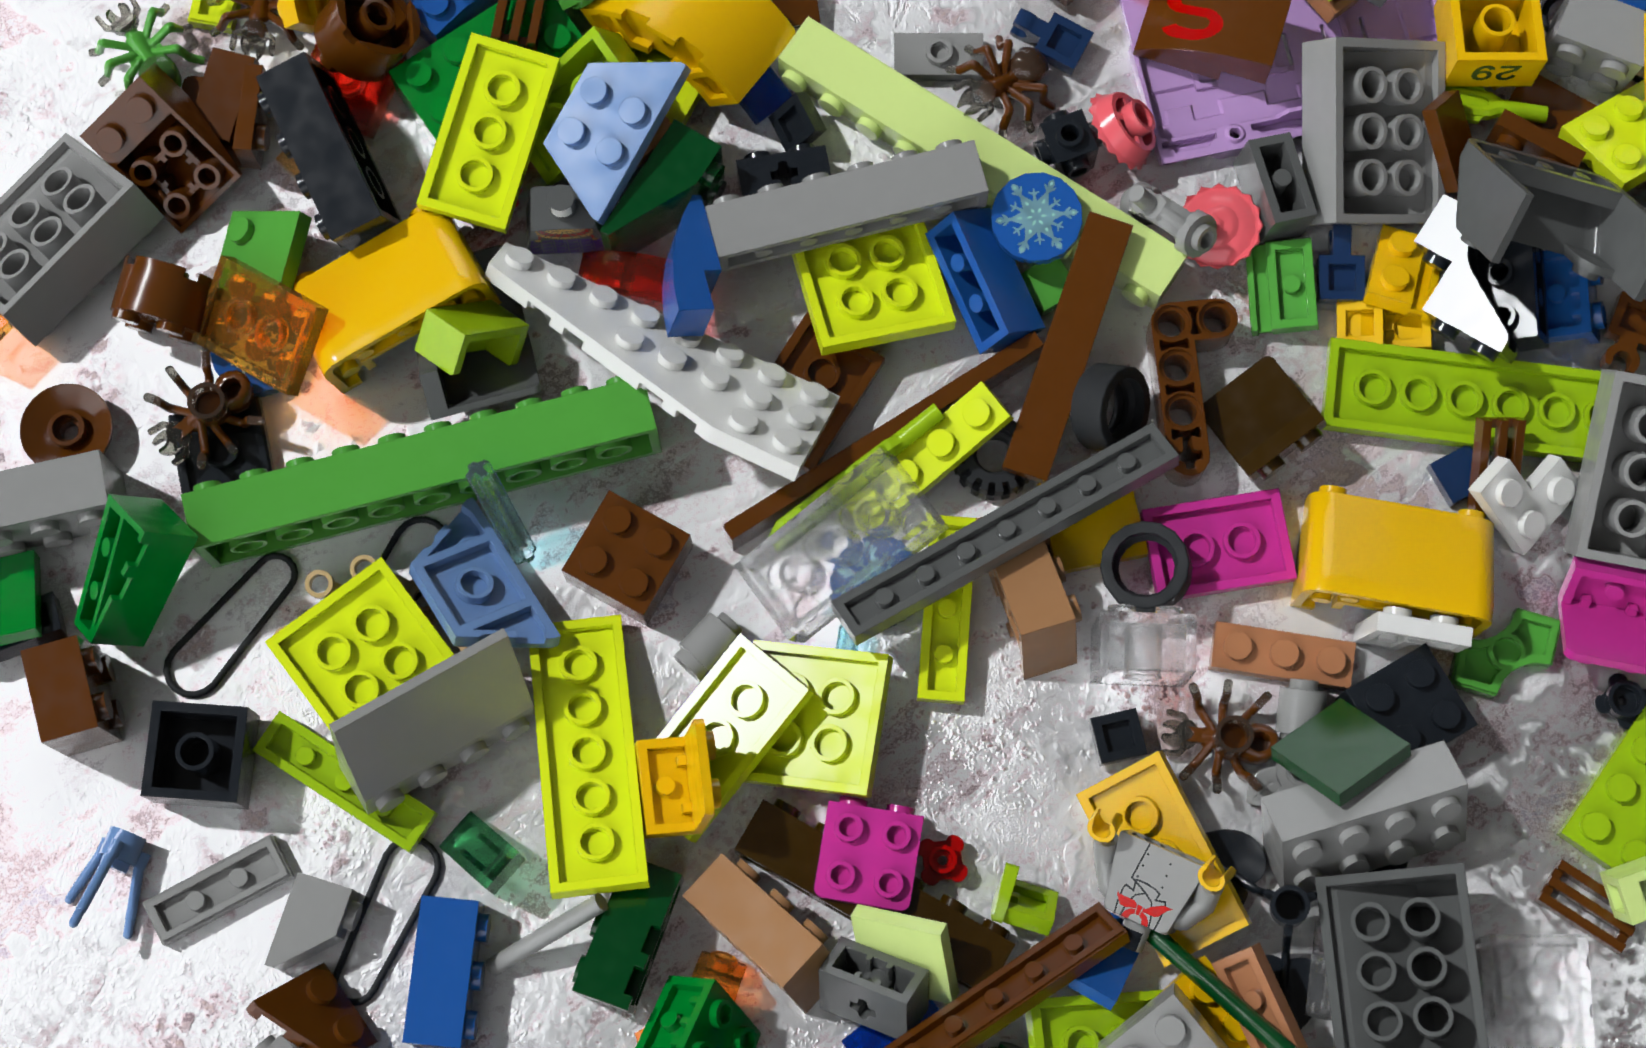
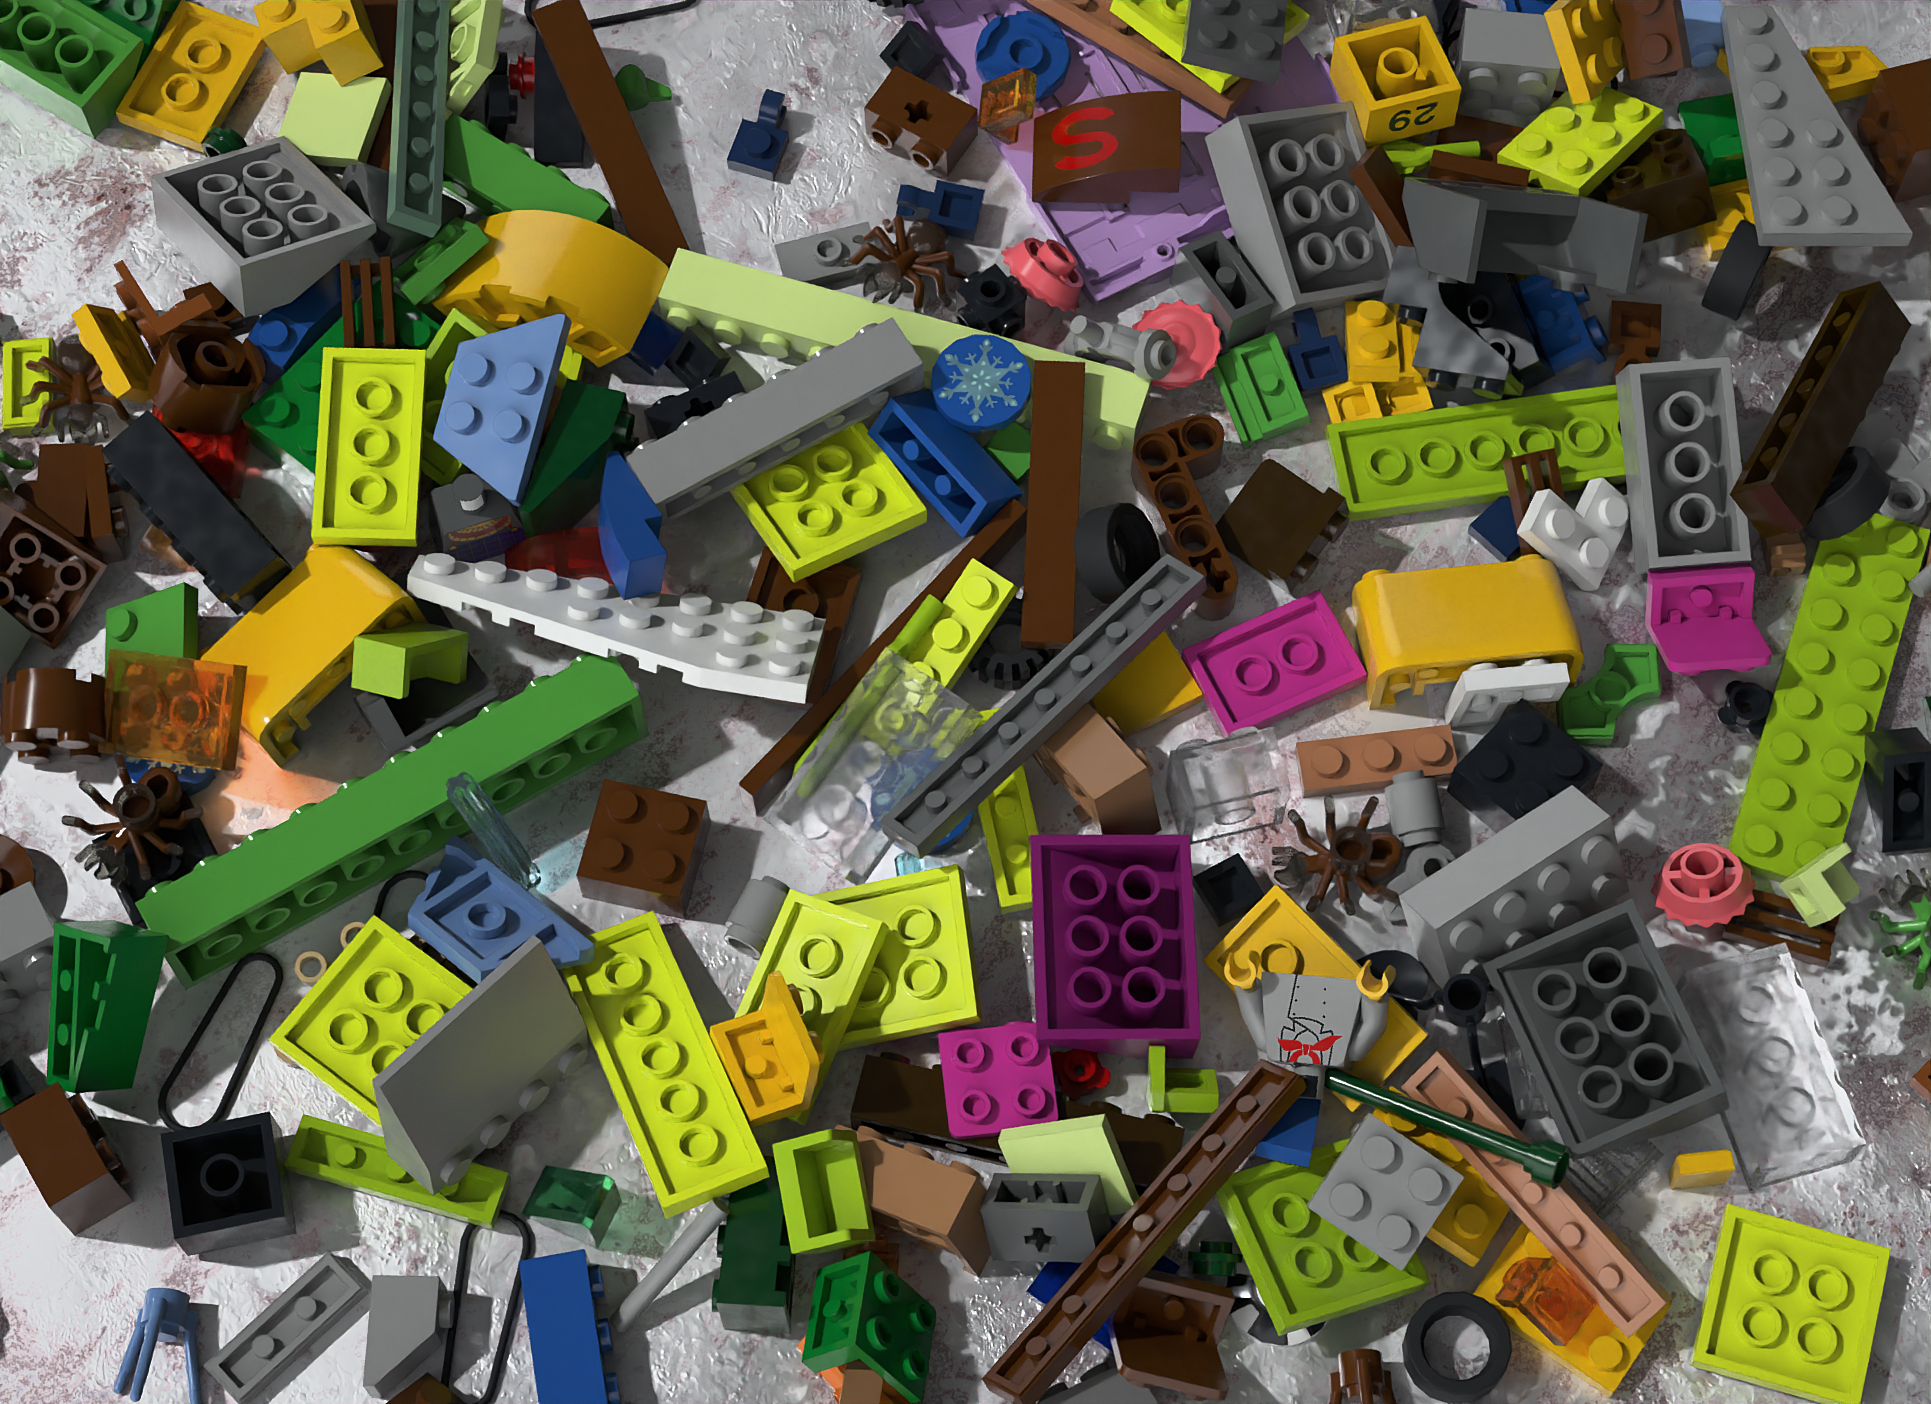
camera: 15 degrees left, 10 degrees down
(690, 916) = (823, 1192): none -> lime panel
(1003, 762) = (1115, 944): none -> magenta slope
(1137, 533) = (1192, 667): black tyre -> none
(1340, 752) = (1468, 827): dark green tile -> none
(1532, 854) = (1703, 885): none -> coral piece

